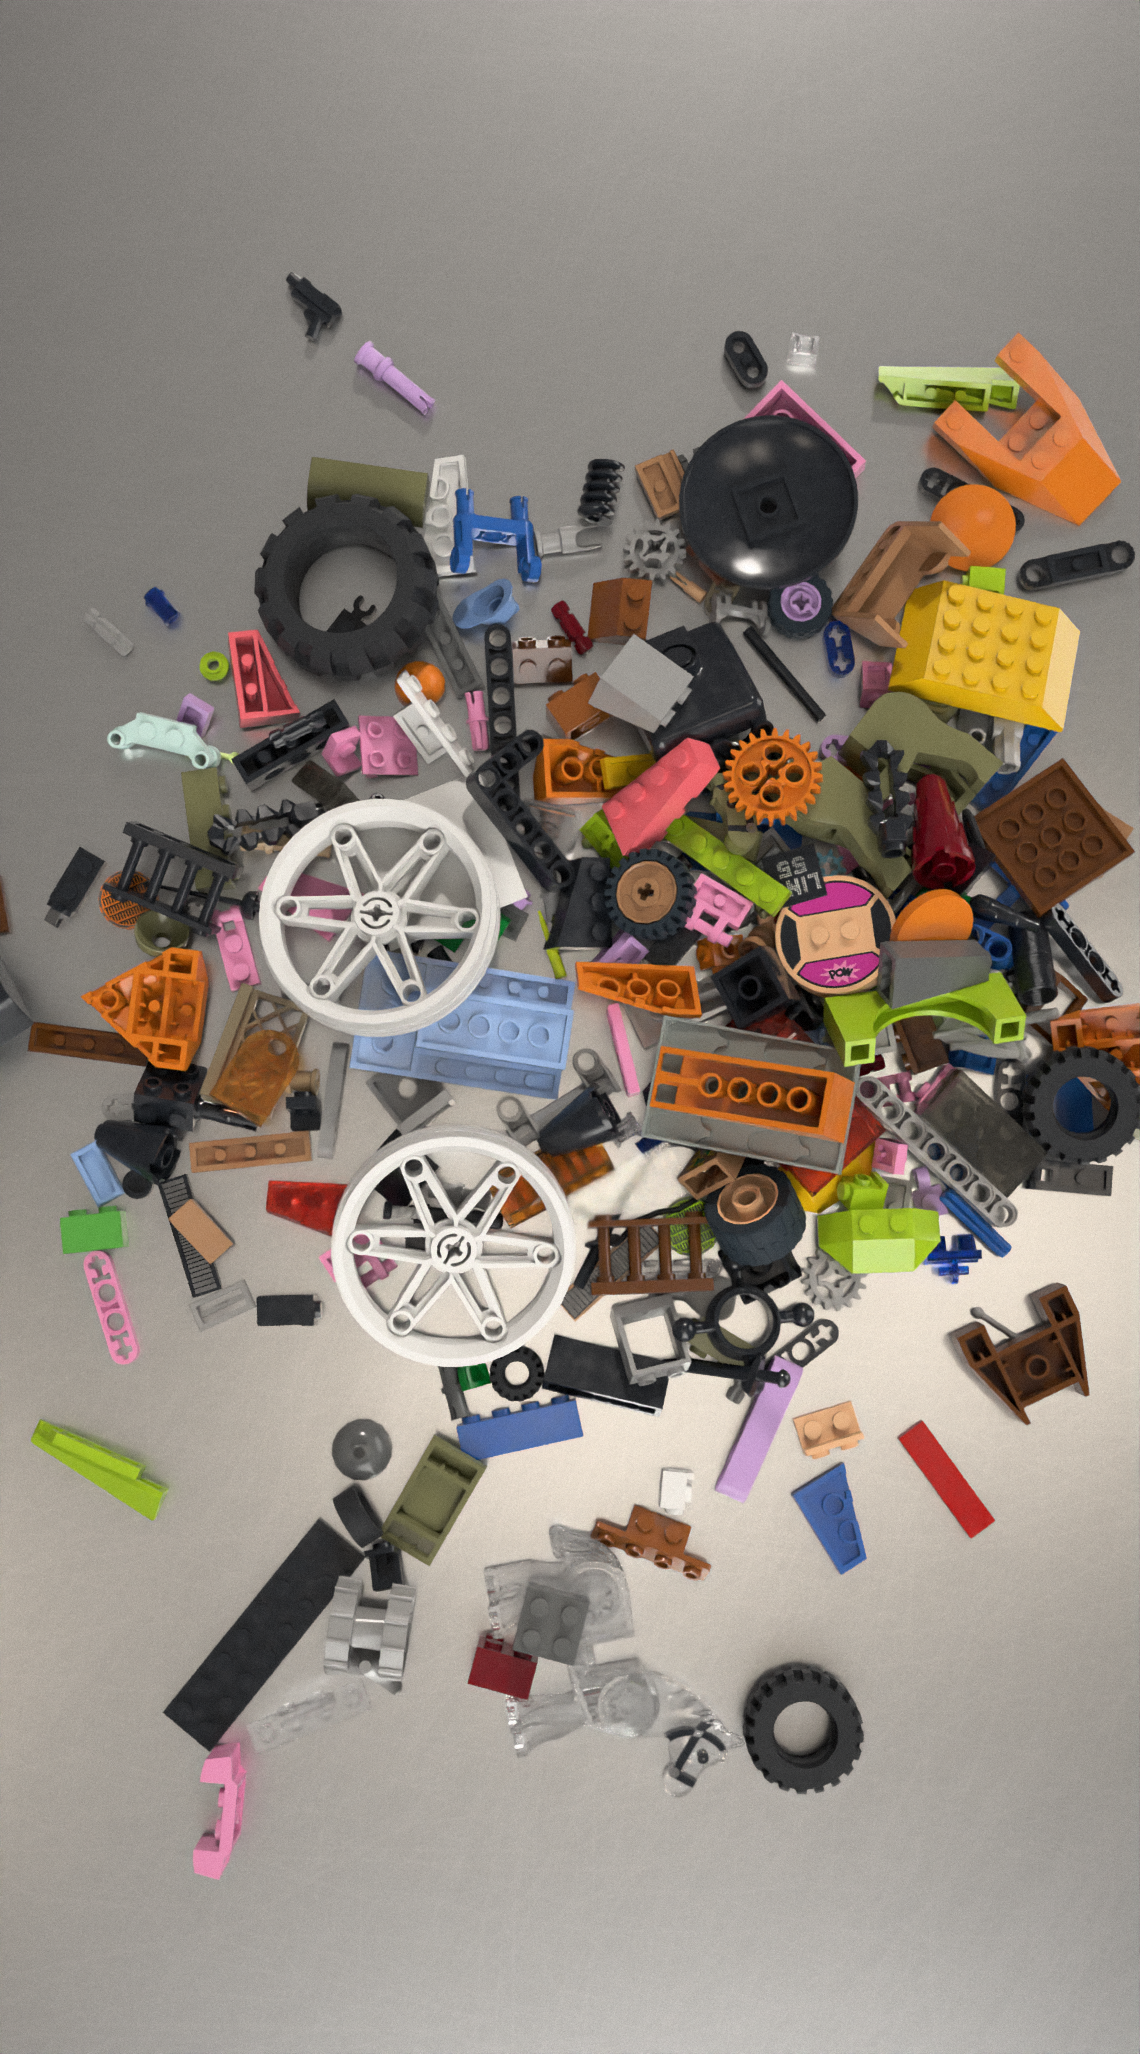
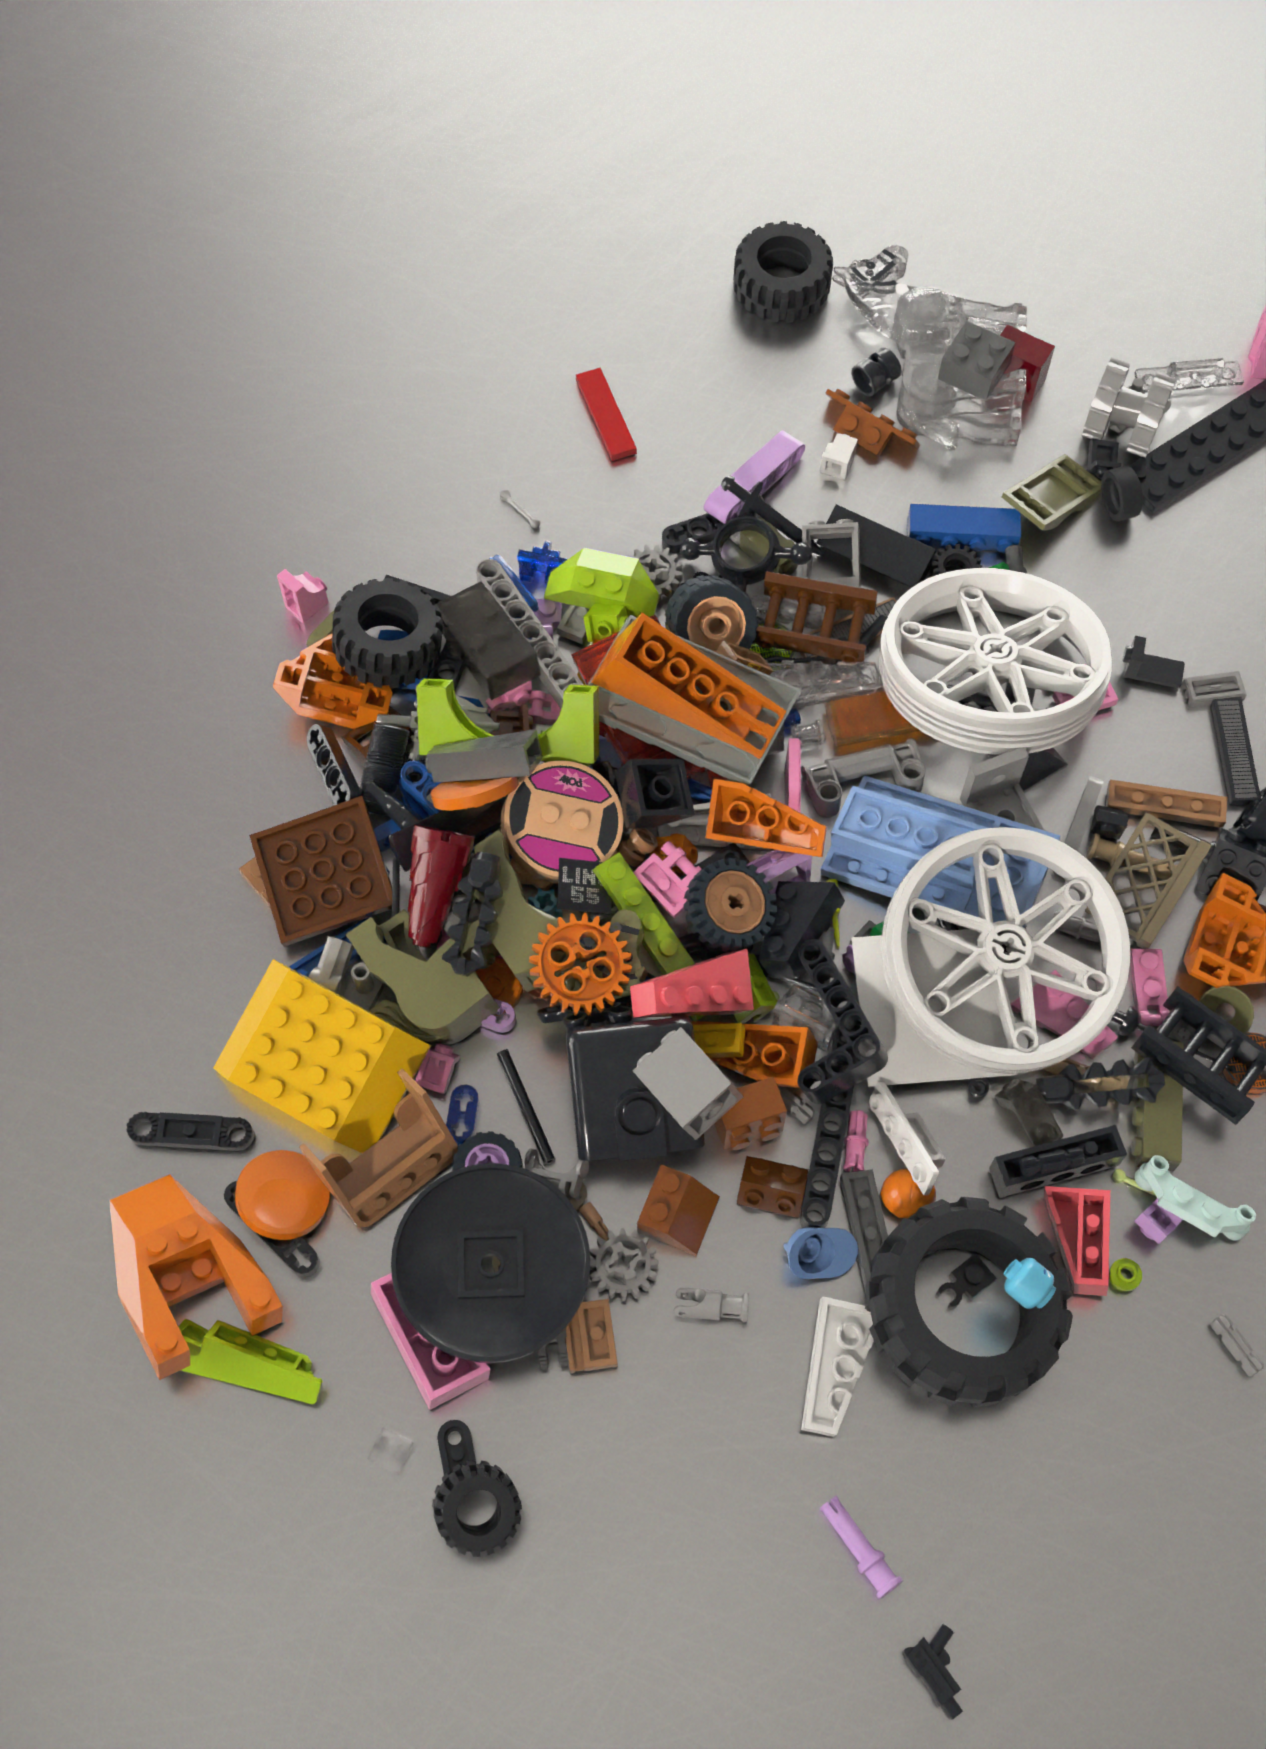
camera: 165 degrees left, 20 degrees down
(161, 605) = (1173, 1356): clear blue pin -> none
(200, 1231) = (1227, 746): medium nougat slope -> none
(257, 1077) = (1153, 847): clear orange tile -> none
(297, 589) = (1029, 1283): none -> medium azure head
(305, 1203) = (1116, 744): clear red wing -> none
(340, 751) = (1004, 1140): bright pink bracket -> none
(362, 1449) = (1107, 548): dark grey cylinder -> none
(385, 748) = (960, 1137): bright pink hinge -> none
(391, 486) = (919, 1422): olive brick -> none
(514, 531) = (820, 1336): blue connector -> none
(572, 627) = (732, 1211): dark red axle -> none
(581, 1124) = (847, 733): black cone -> none
(598, 490) = (661, 1345): black piece -> none
(661, 1616) = (875, 371): none -> black wheel
(710, 296) = (492, 1532): none -> black tyre
(828, 1429) = (694, 467): light nougat bracket -> none
(831, 1515) = (711, 408): blue wing -> none
(890, 1155) = (570, 642): bright pink bracket -> none
(985, 578) = (290, 1134): lime brick -> none
(1032, 1363) = (505, 466): reddish brown wedge -> none

